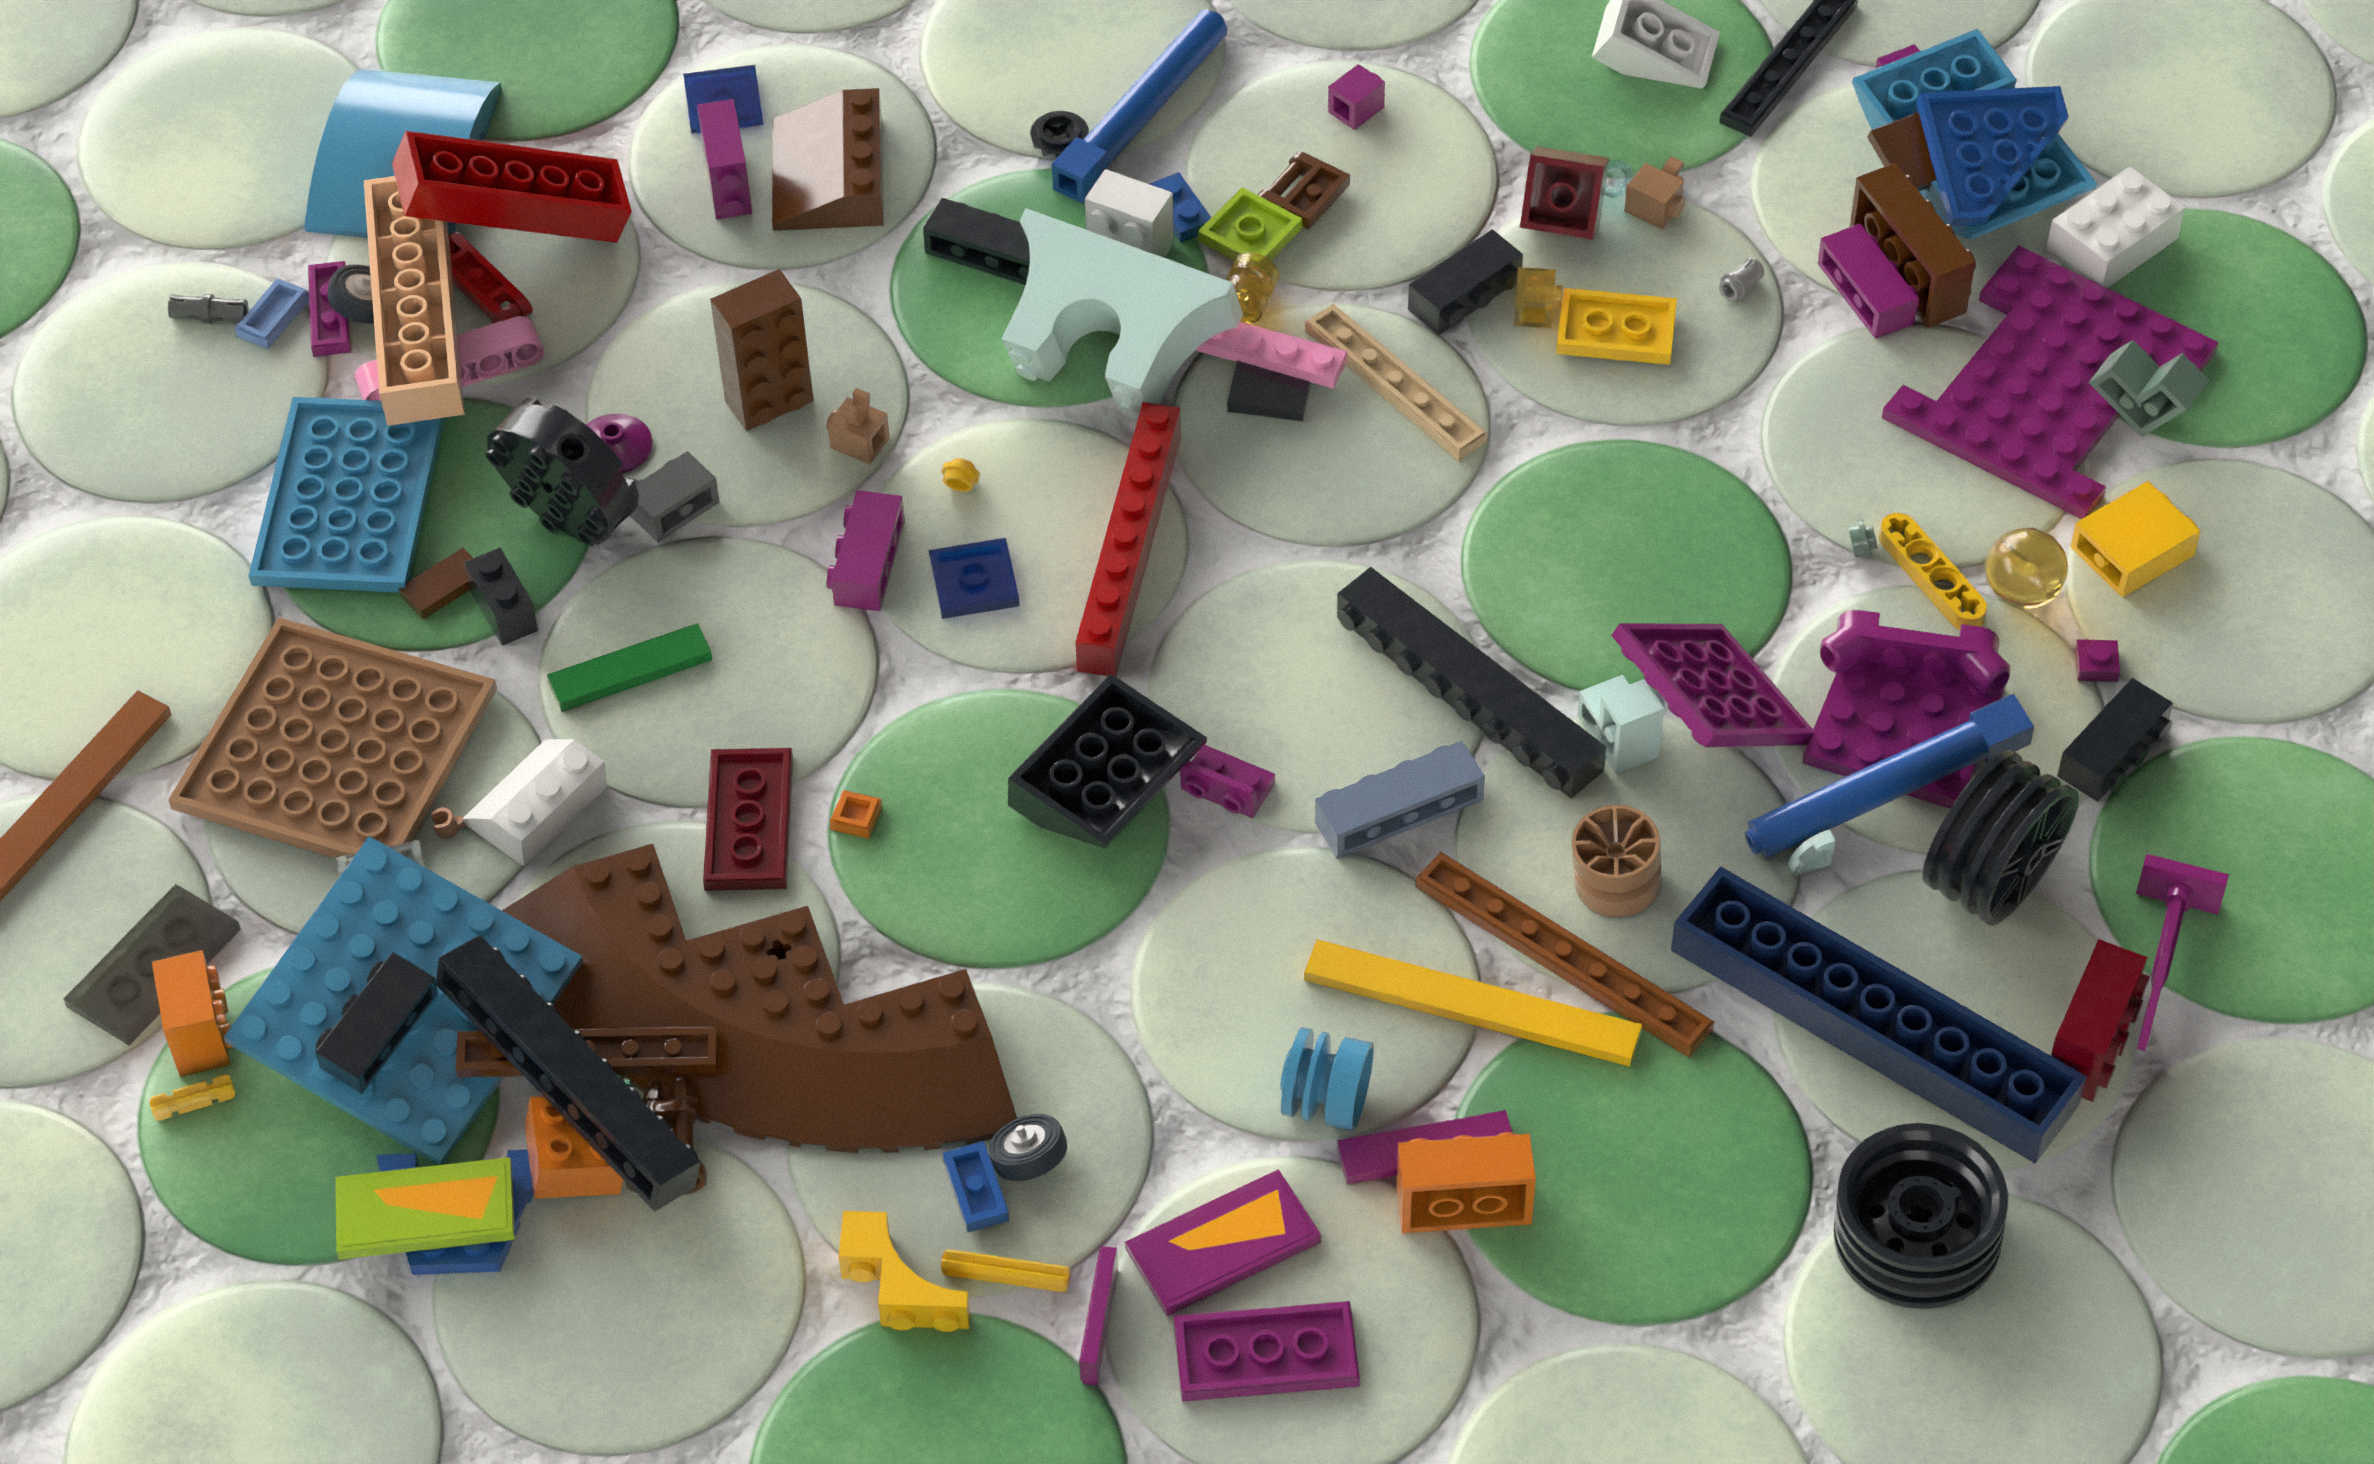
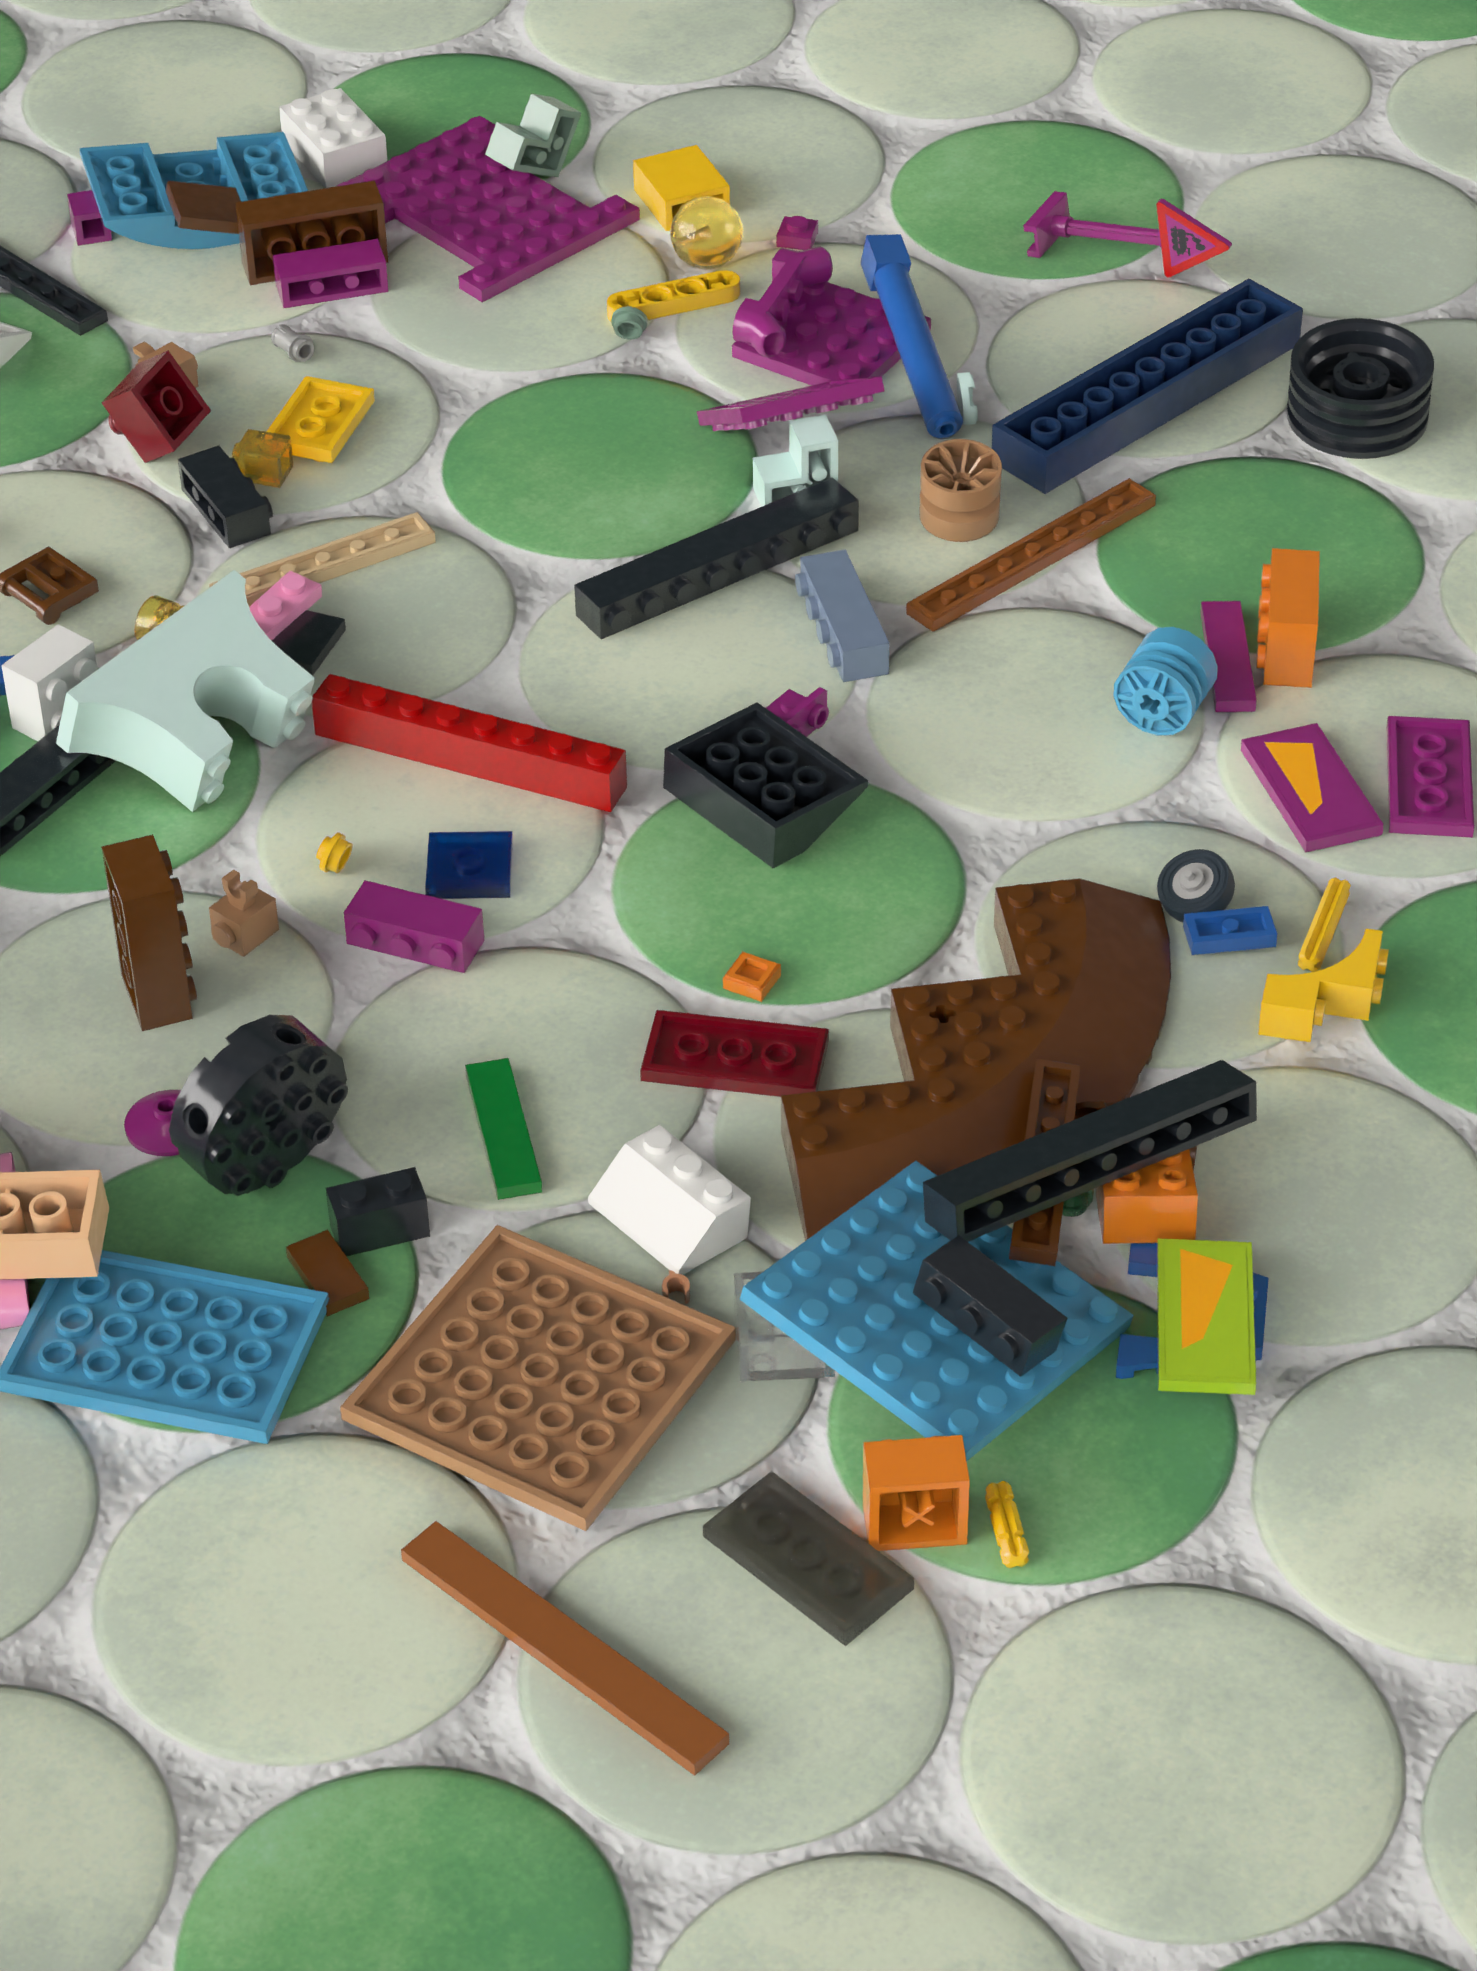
camera: 80 degrees left, 10 degrees down
(1098, 1315) = (1388, 862): magenta tile -> none
(1249, 225) = (89, 614): lime plate -> none
(1473, 1002) = (1074, 612): yellow tile -> none
(1986, 143) = (225, 162): blue plate -> none
(2000, 837) = (1011, 269): black wheel -> none
(2102, 1014) = (1179, 268): dark red brick -> none
(2116, 740) = (879, 215): black brick -> none

